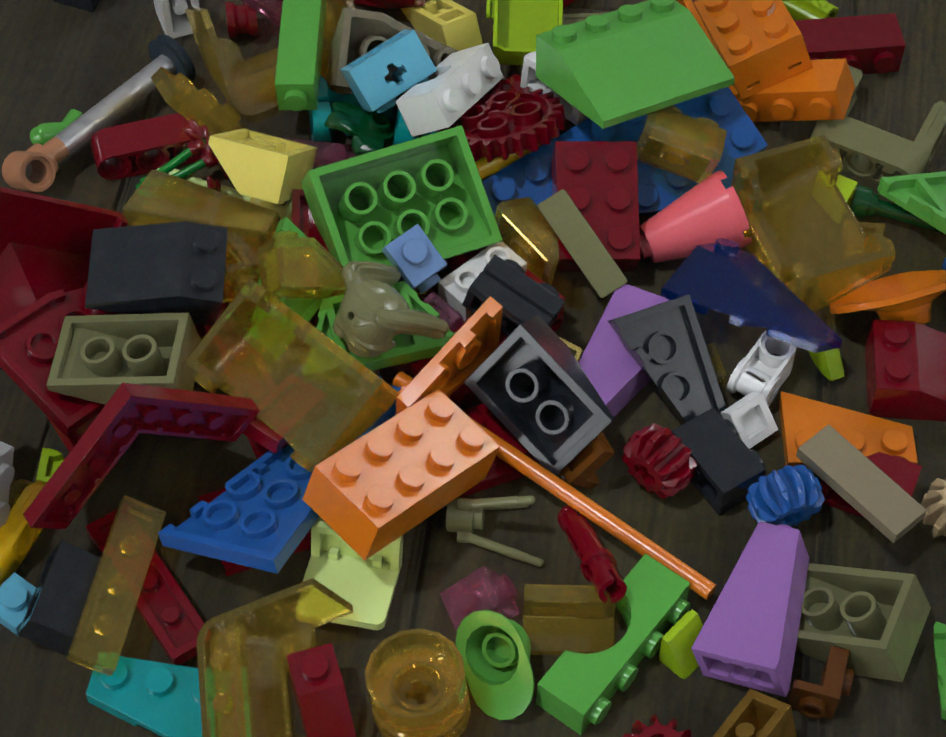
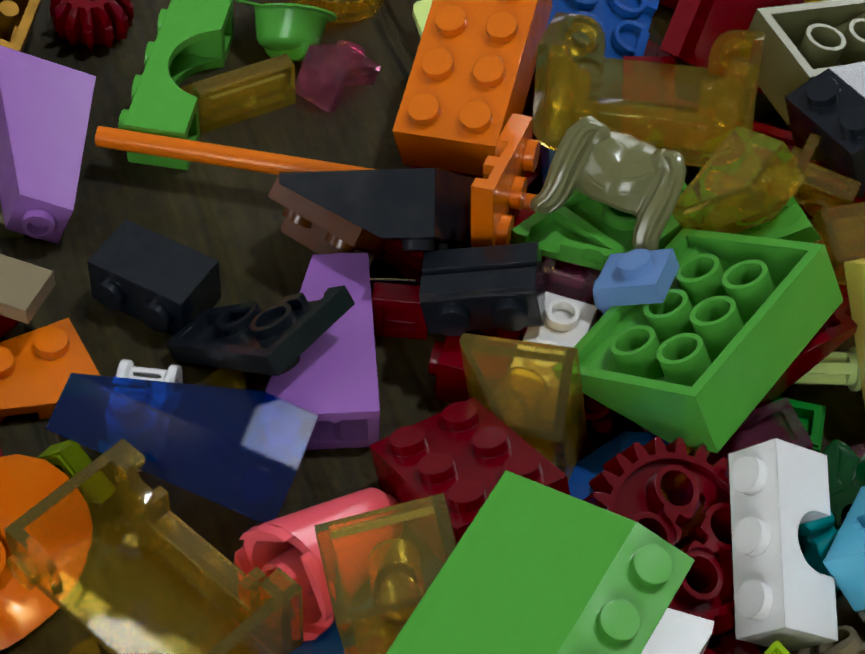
camera: 150 degrees right, 5 degrees down
(468, 515) = (382, 129): olive plant -> none
(582, 243) = (452, 406): olive sticker -> none
(596, 561) = (229, 101): dark red pin -> none
(659, 461) = (220, 230): dark red gear -> none
(677, 645) = (111, 103): lime slope -> none
(751, 418) = (136, 339): white plate -> none
(785, 496) = (57, 241): blue gear -> none

